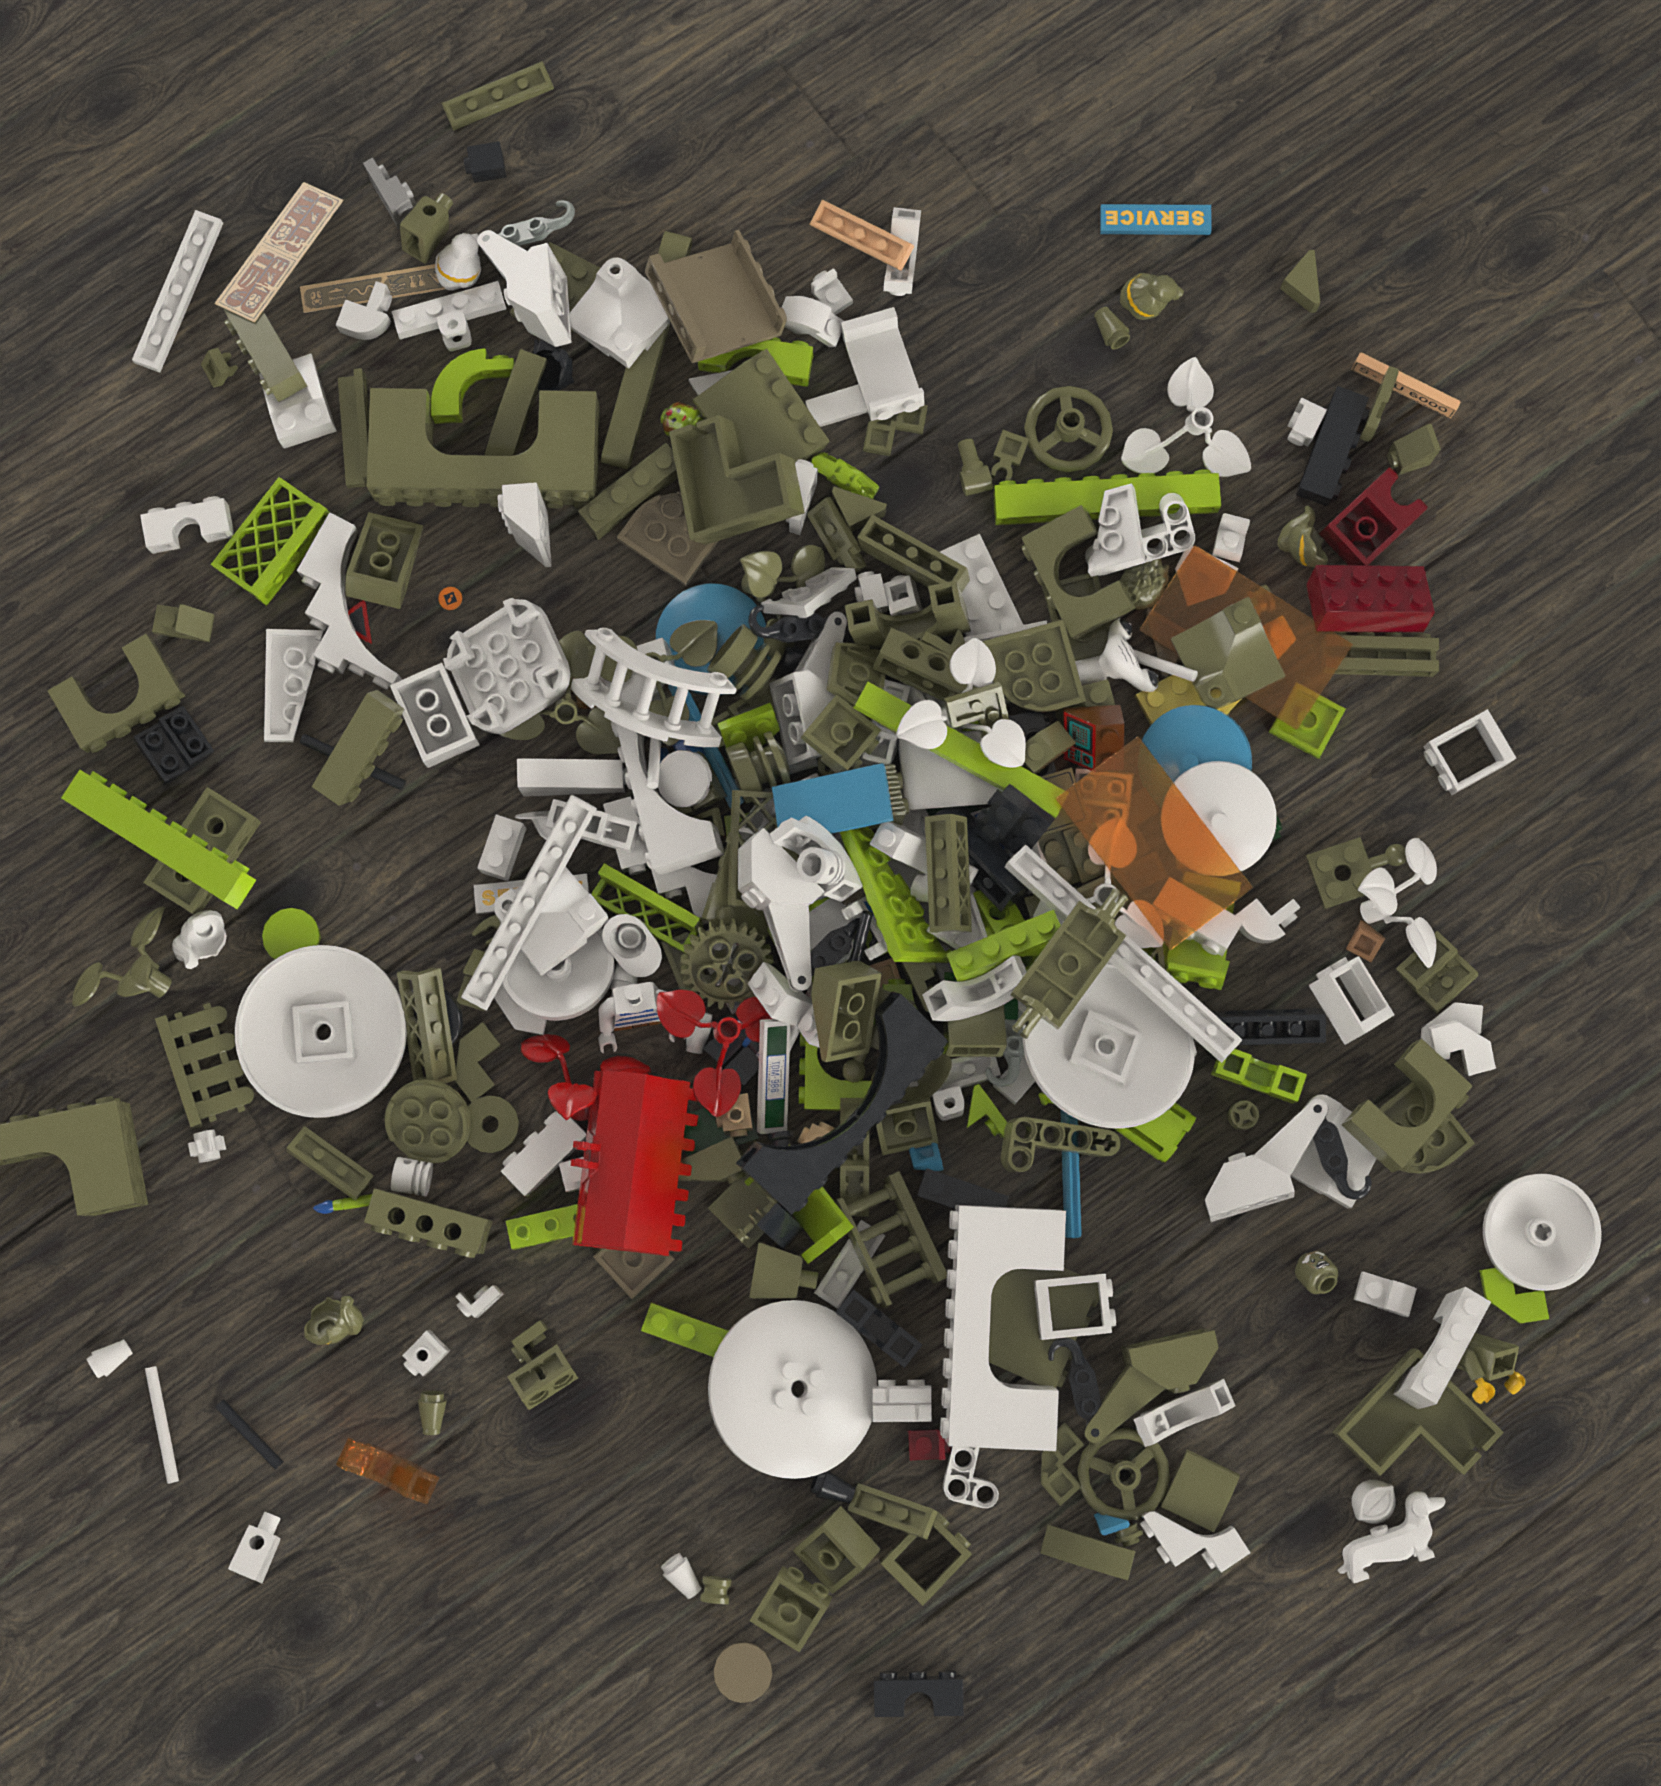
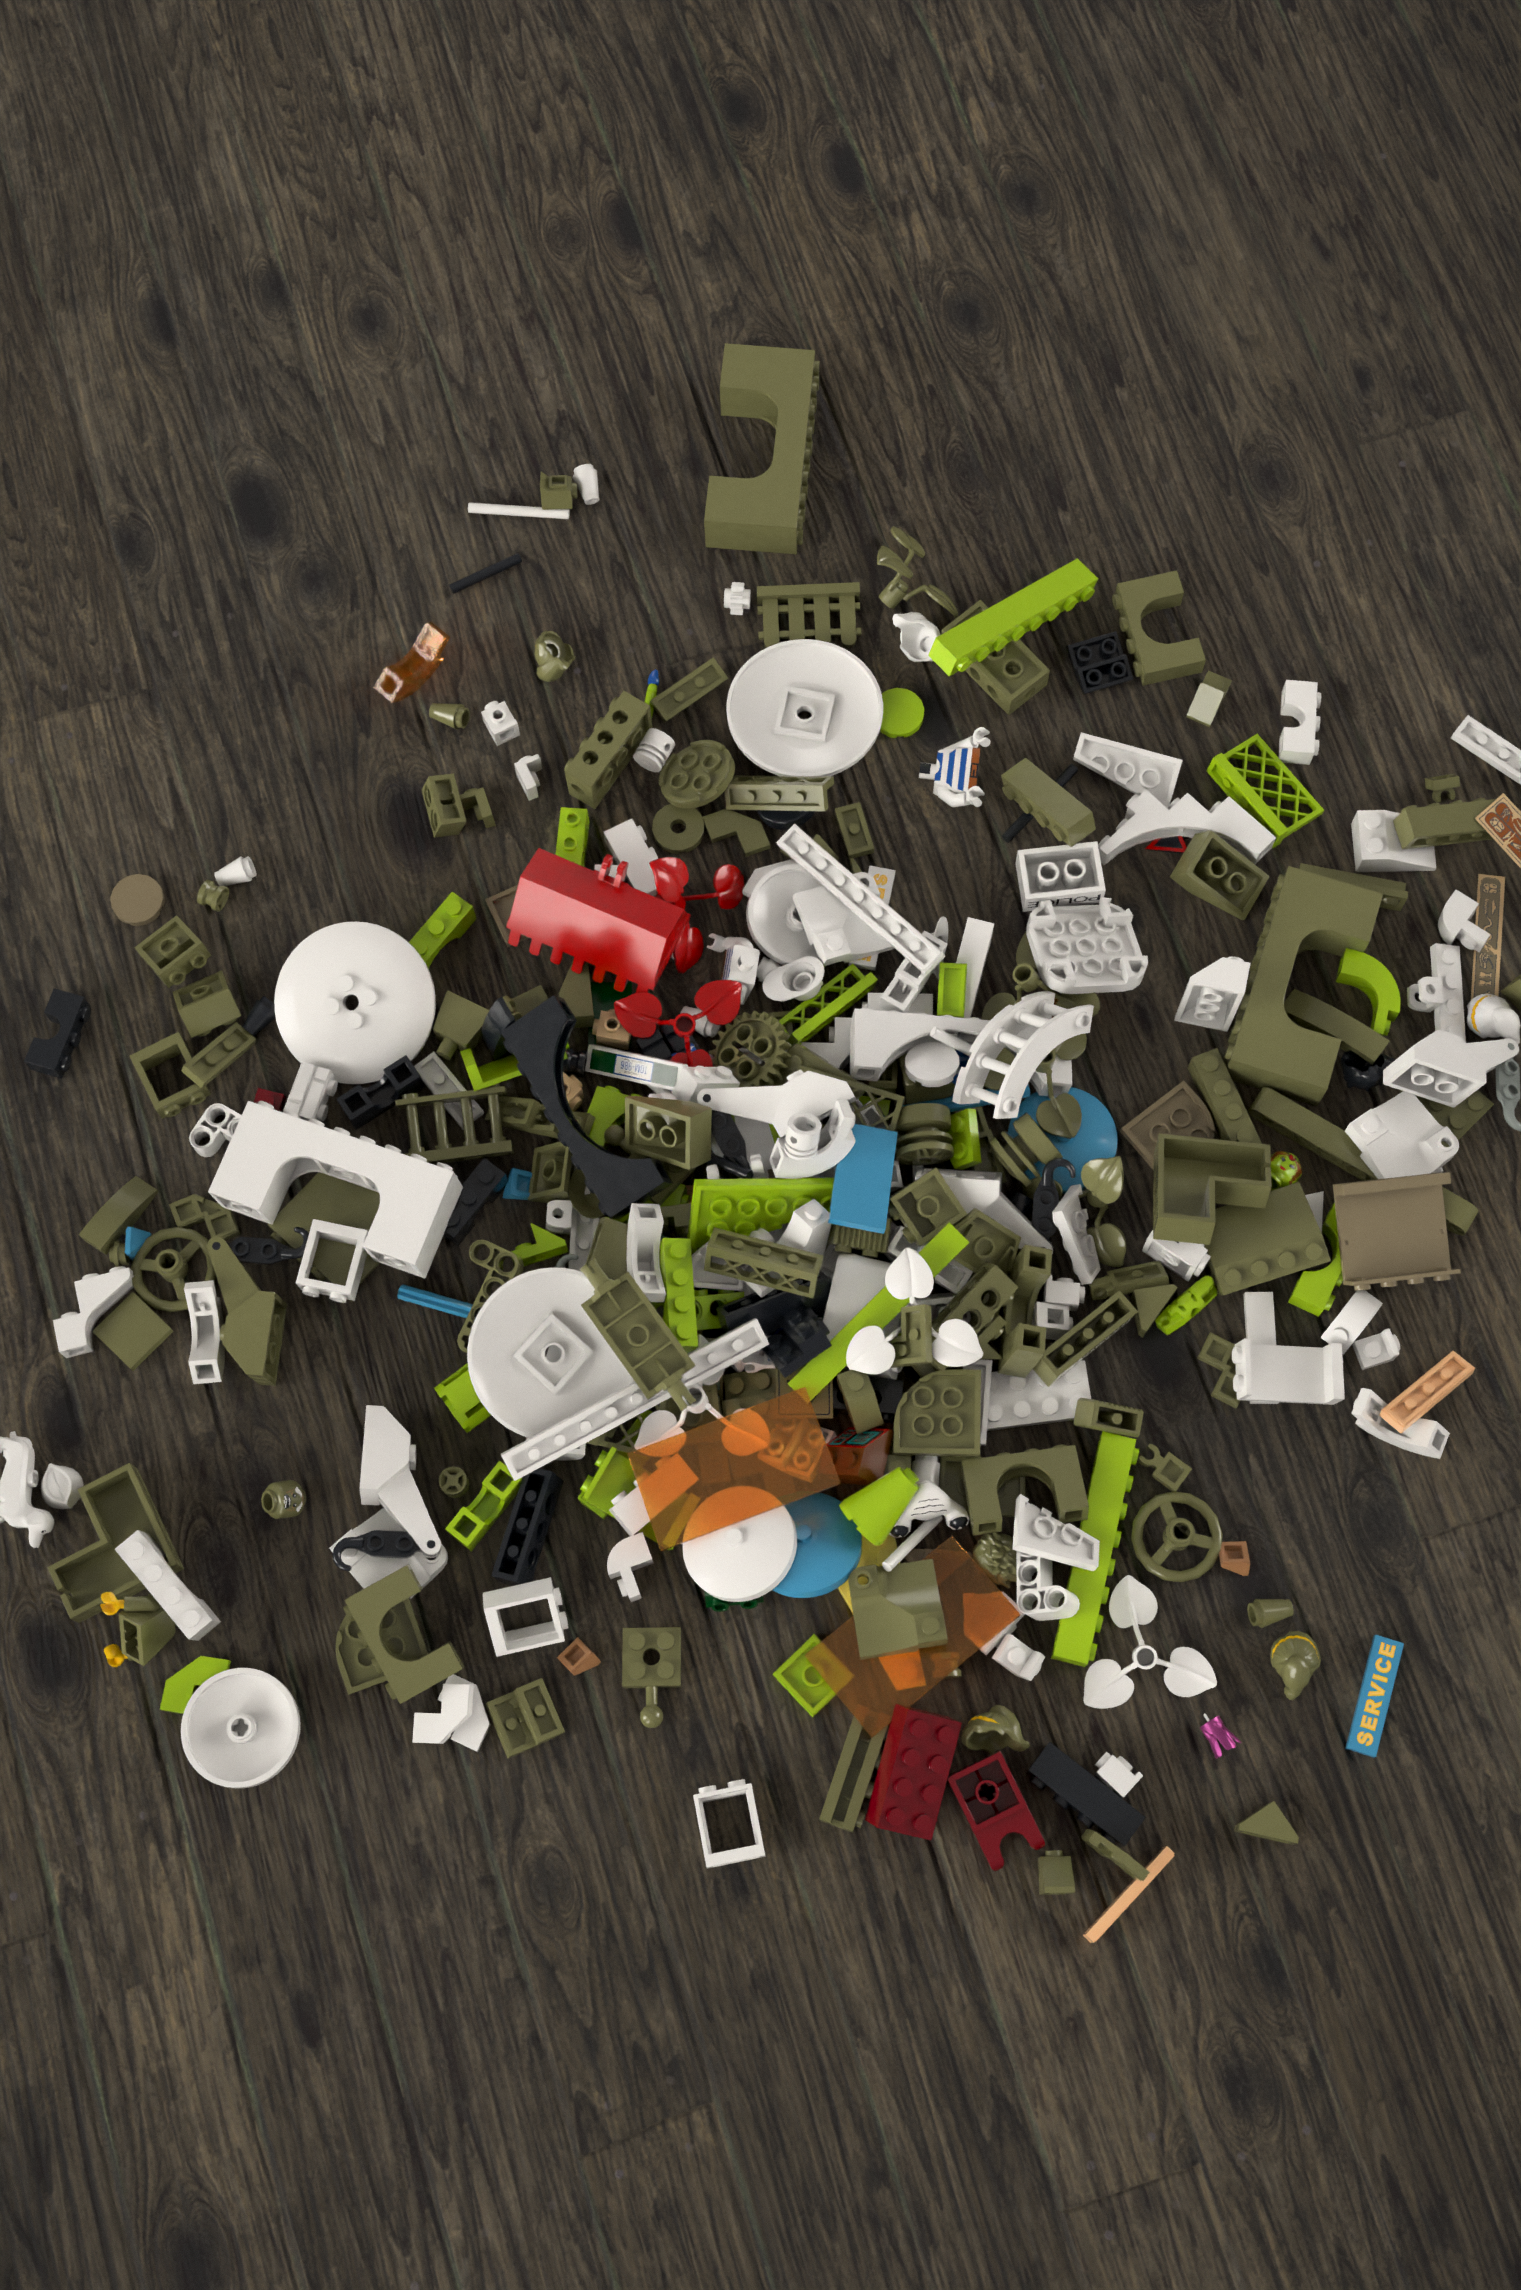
camera: 110 degrees right, 10 degrees down
(130, 1386) = (557, 492): none -> olive window
(254, 1562) = (386, 548): white torso -> none
(346, 853) = (957, 771): none -> torso
(441, 940) = (854, 830): none -> olive plate
(450, 598) = (1168, 925): orange sticker -> none
(502, 848) = (920, 900): white brick -> none
(598, 782) = (952, 989): none -> lime tile
(974, 476) = (1157, 1428): olive pin -> none
(982, 516) = (1108, 1417): none -> olive brick
(1070, 371) = (1235, 1557): none -> medium nougat slope
(1141, 697) = (881, 1504): none -> lime cone
(1236, 347) = (1216, 1729): none -> flat silver piece
(1383, 903) = (608, 1671): white plant -> none
(1385, 1294) = (235, 1559): white brick -> none

